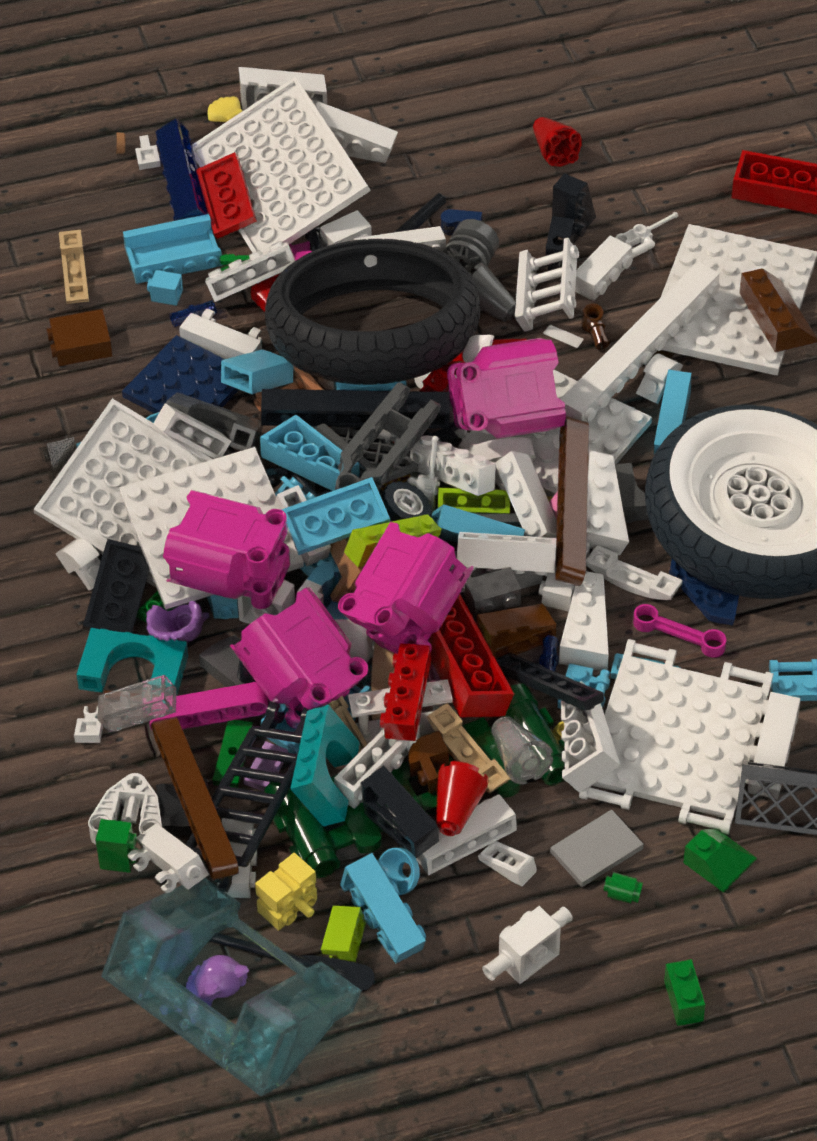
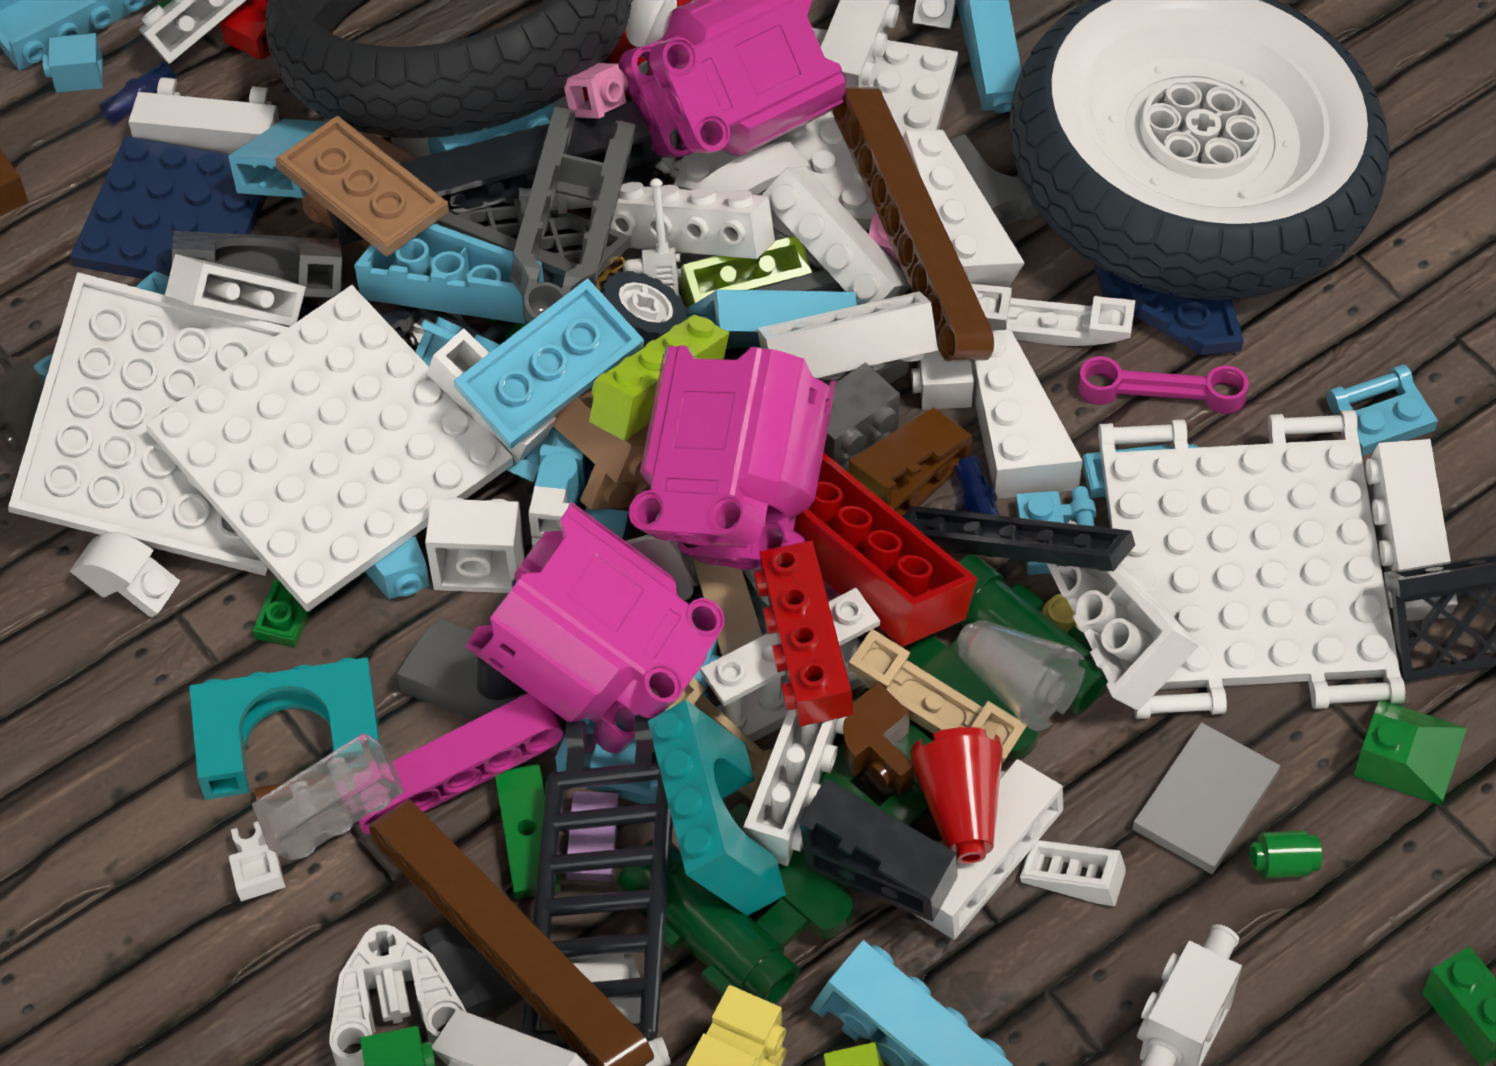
camera: 20 degrees left, 5 degrees up
(117, 588) = (207, 601): black plate -> none
(181, 623) = (338, 631): medium lavender hair -> none
(229, 549) = (394, 475): dark pink piece -> none
(281, 395) = (362, 185): none -> medium nougat tile
(393, 861) = (890, 935): medium azure piece -> none
(429, 380) = (604, 87): none -> bright pink brick

